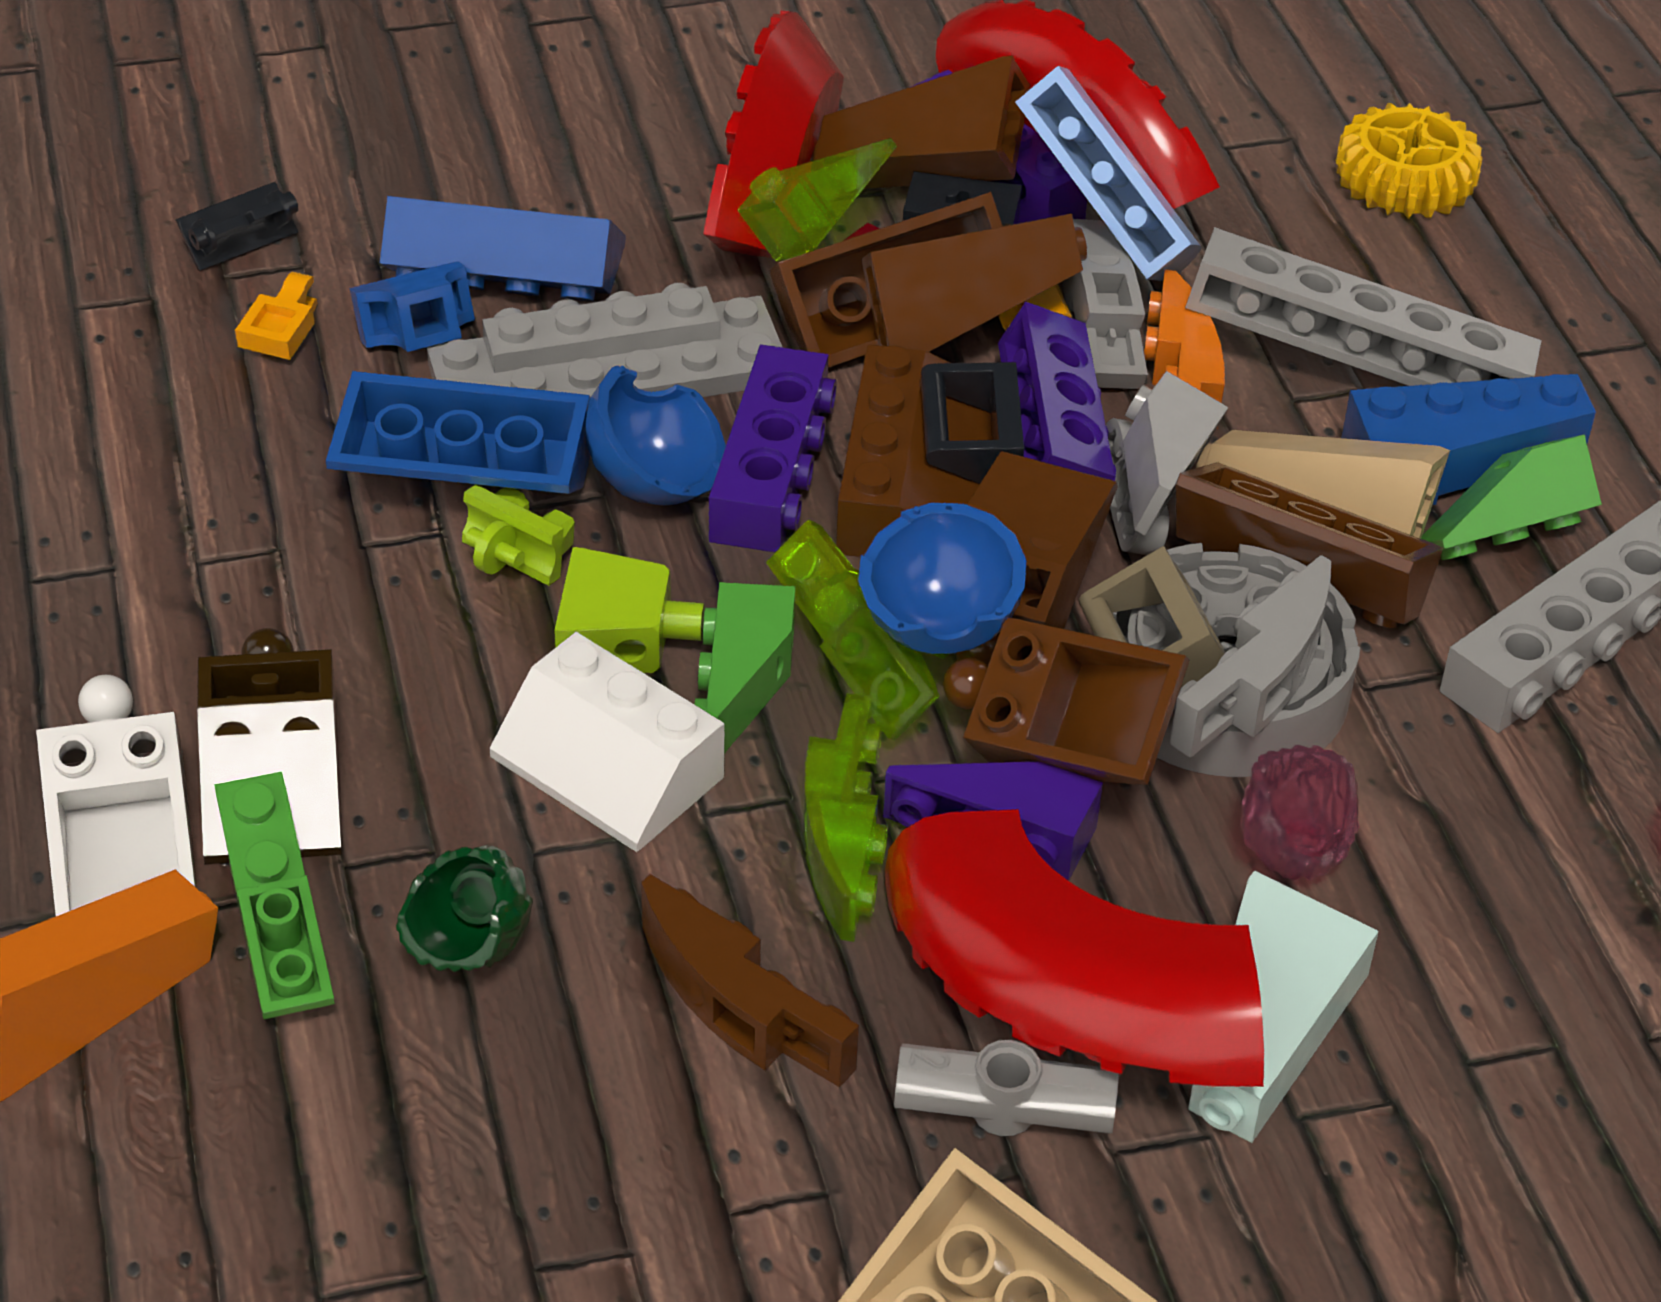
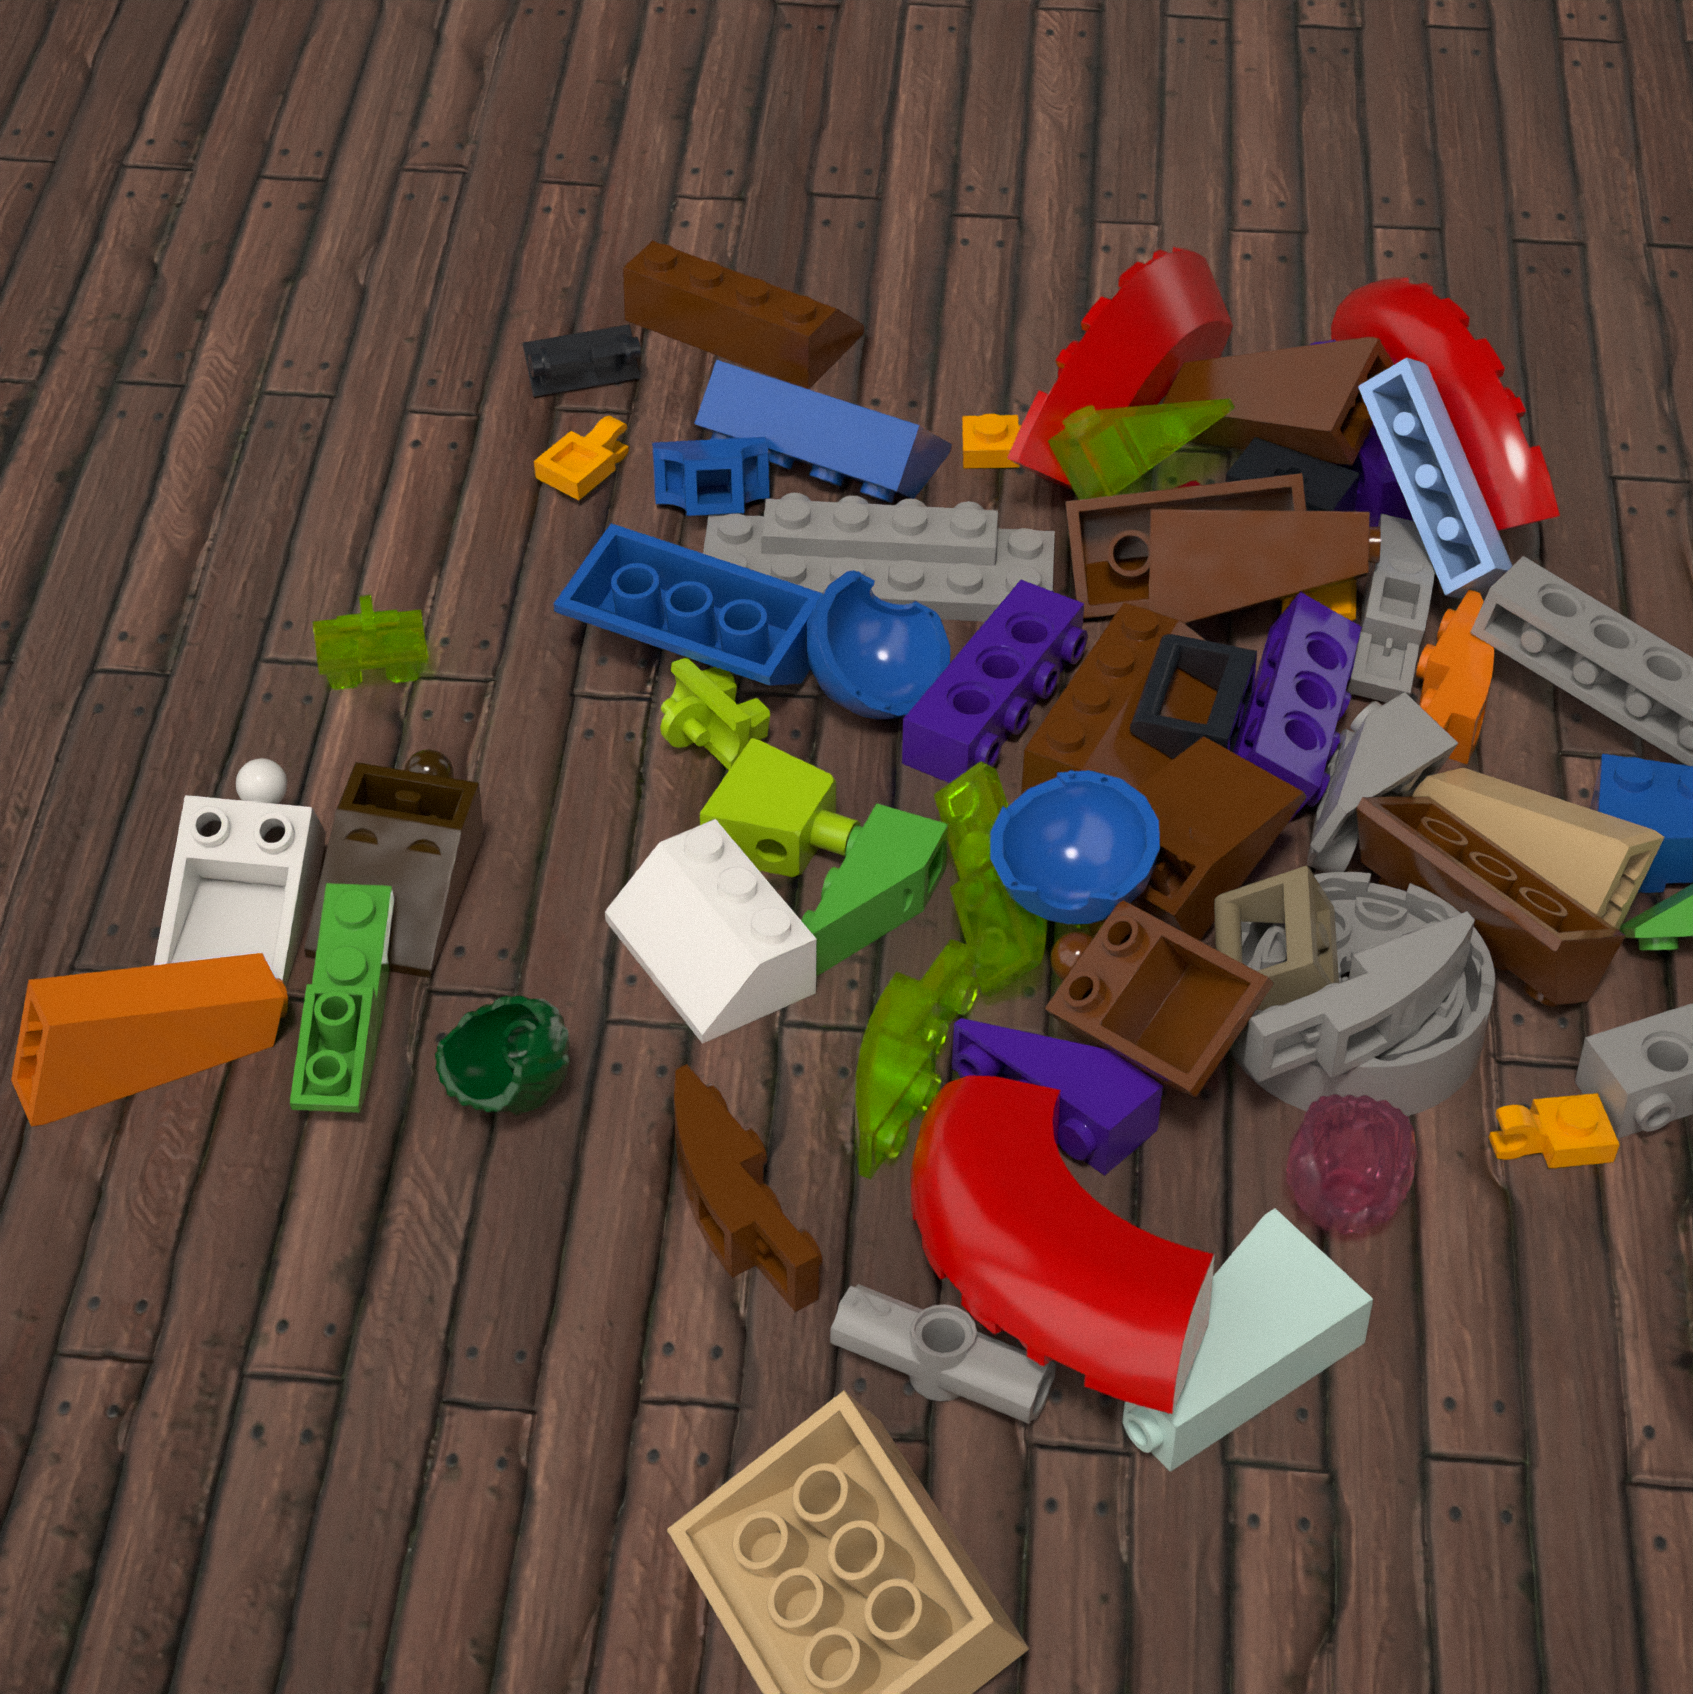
camera: 20 degrees right, 0 degrees up
(148, 537) = (370, 642): none -> clear neon green hips
(368, 152) = (735, 315): none -> reddish brown slope
(668, 222) = (989, 440): none -> light orange plate
(1454, 734) = (1563, 1128): none -> light orange plate

